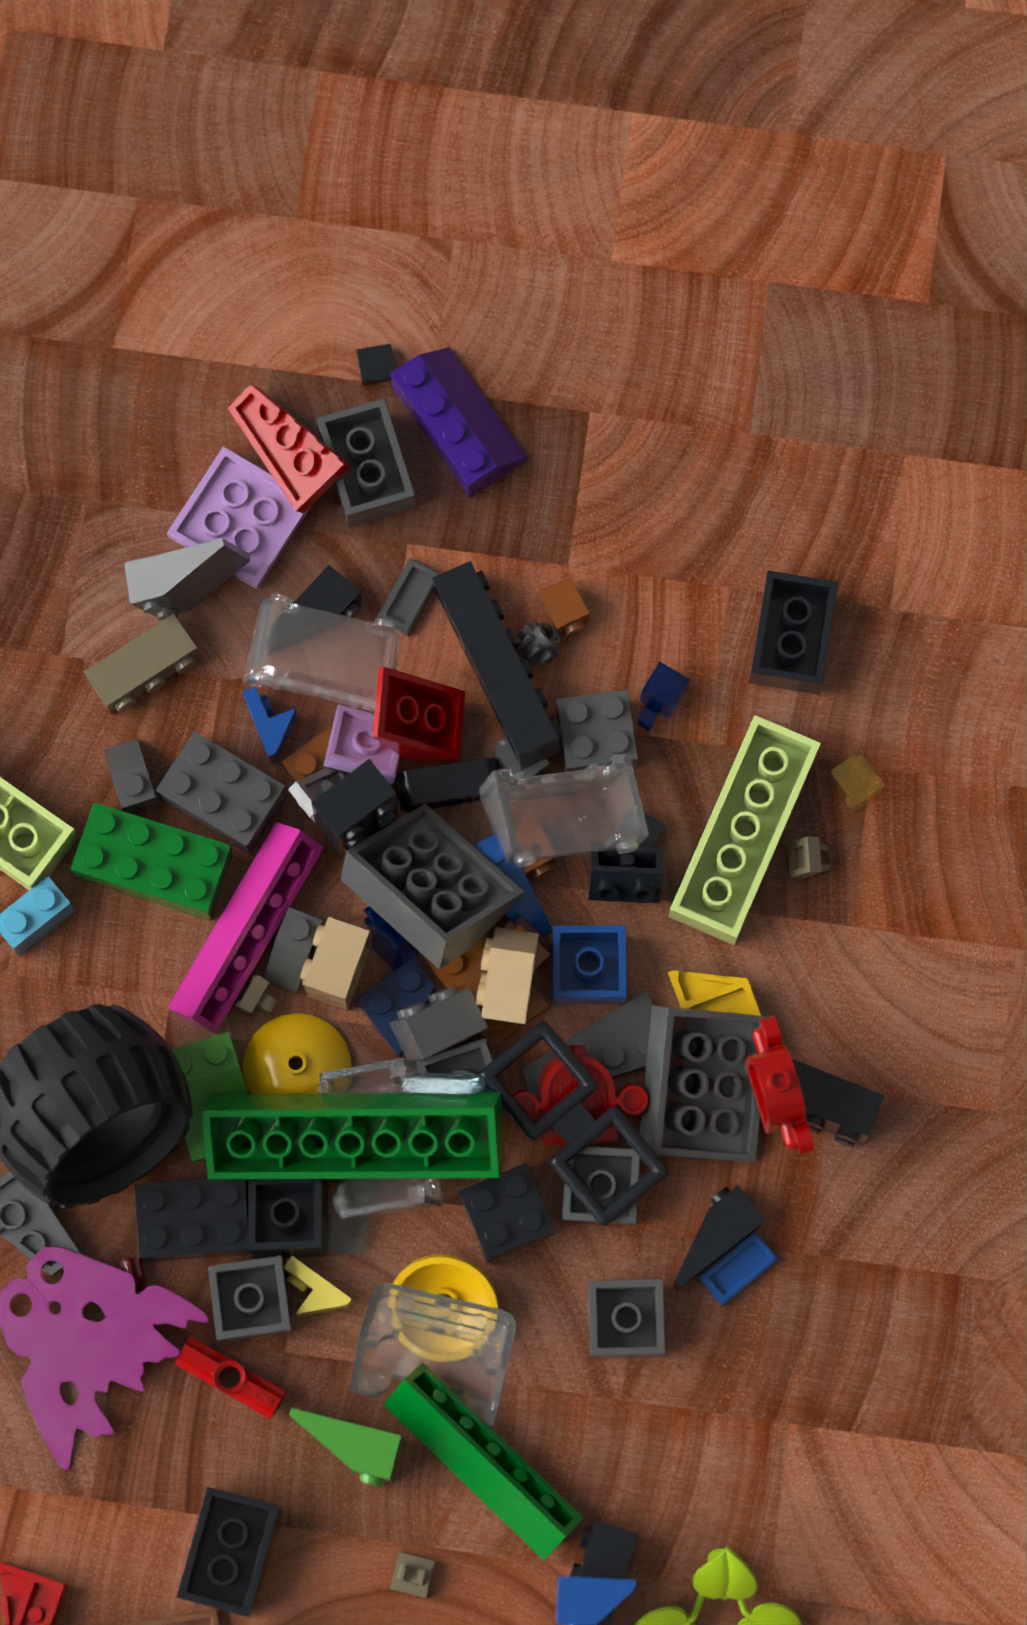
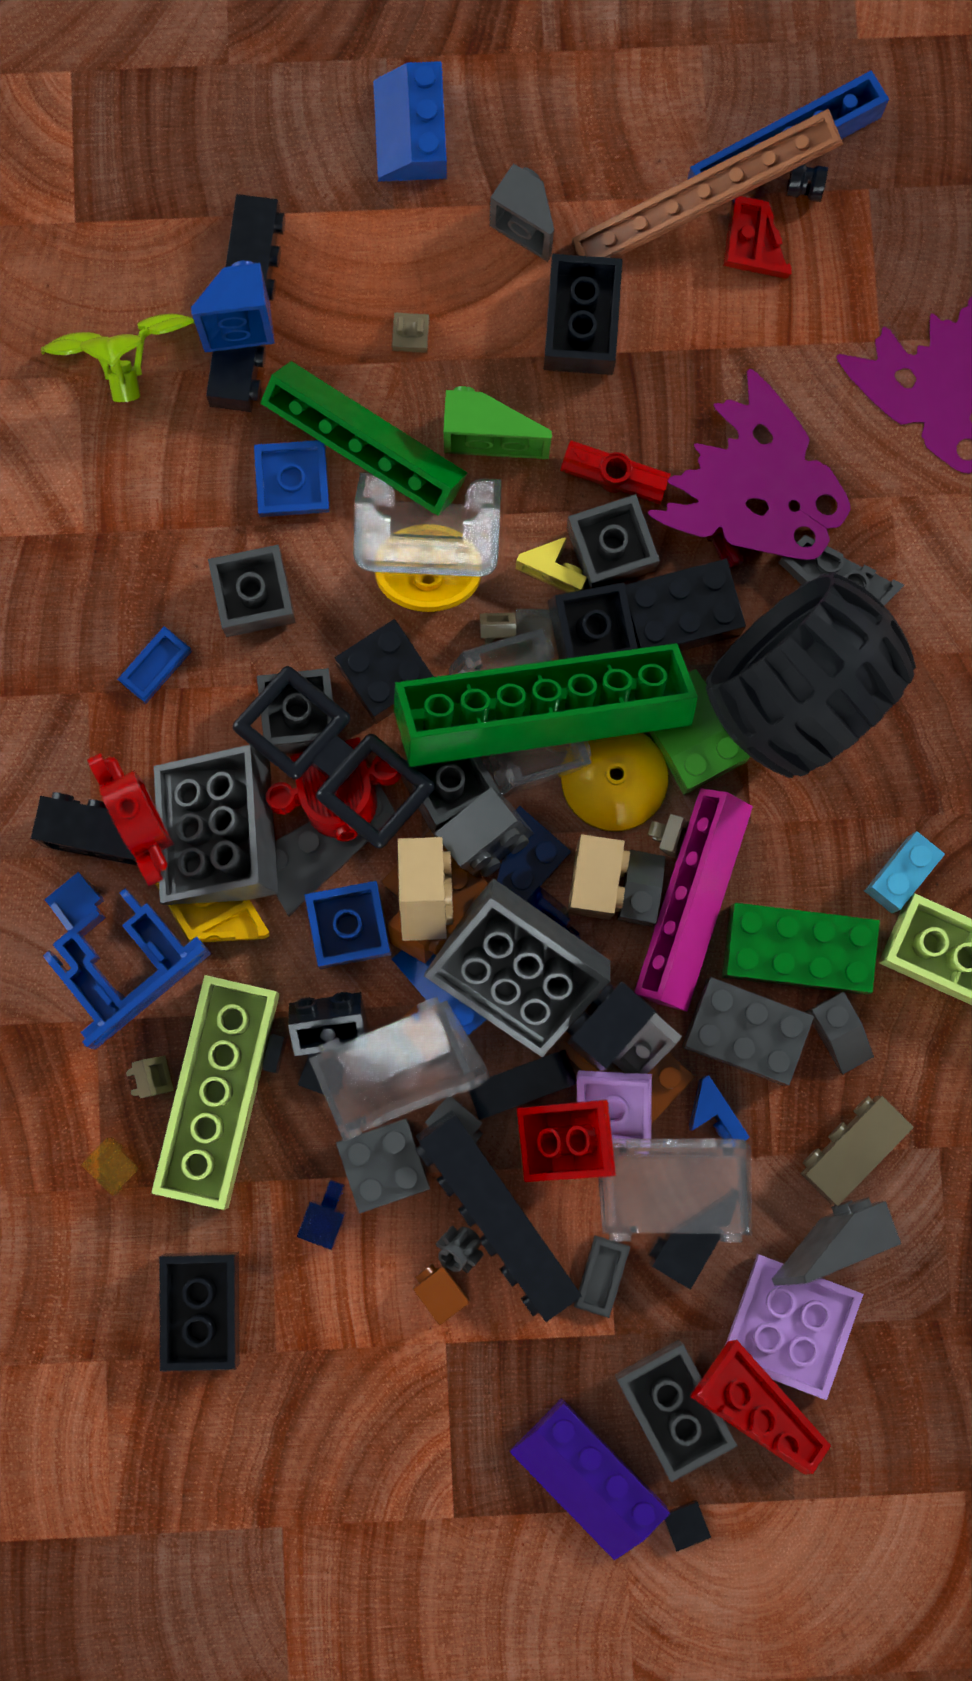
camera: 165 degrees right, 5 degrees up
(383, 1238) = (497, 626): none -> dark tan tile
(443, 1083) = (467, 768): clear light blue tile -> none
(565, 1436) = (291, 478): none -> blue plate
(682, 858) = (274, 1053): none -> black tile
(724, 1227) = (176, 693): black slope -> none
(833, 925) = (77, 909): none -> blue container

